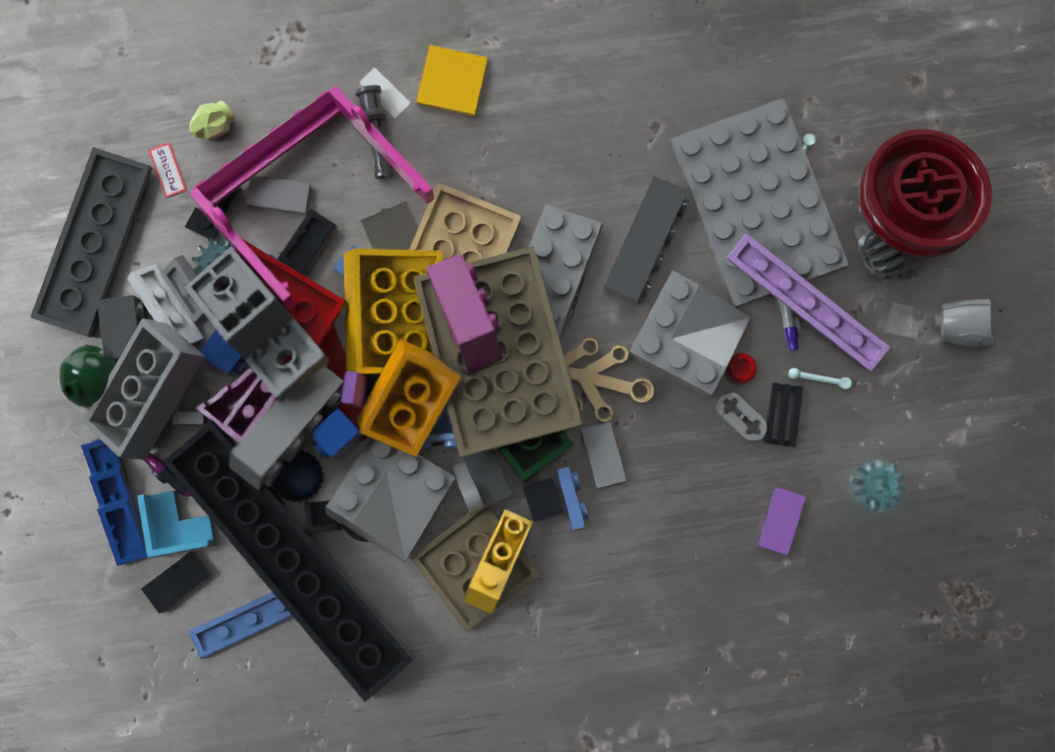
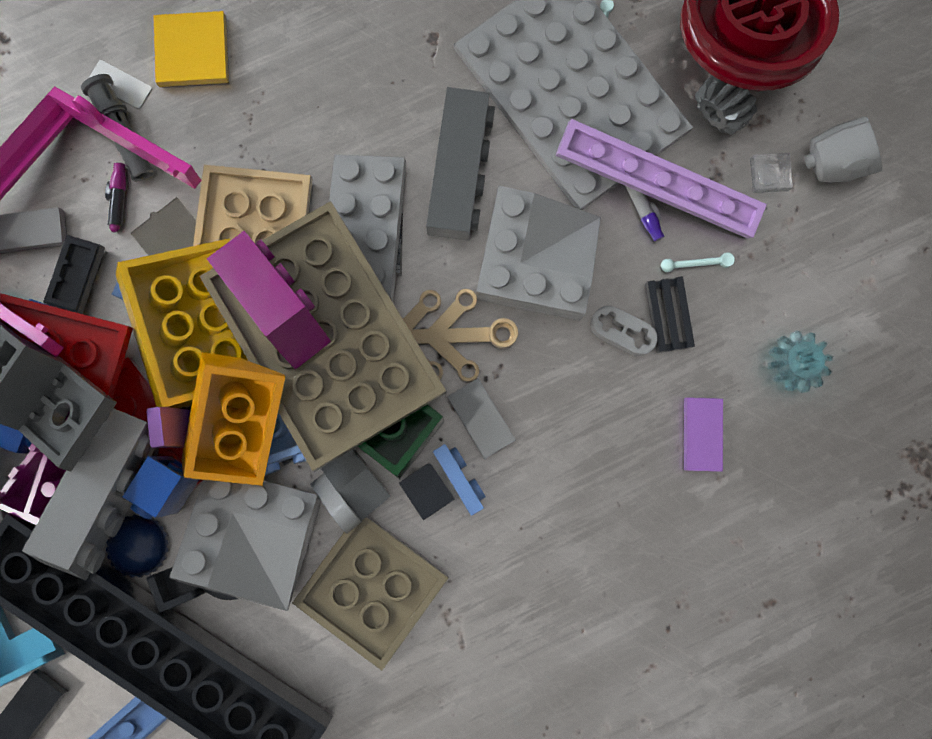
camera: 25 degrees left, 0 degrees up
(357, 187) = (115, 195): none -> piece
(498, 561) = (394, 579): yellow slope -> none
(741, 368) = (608, 276): red plate -> none

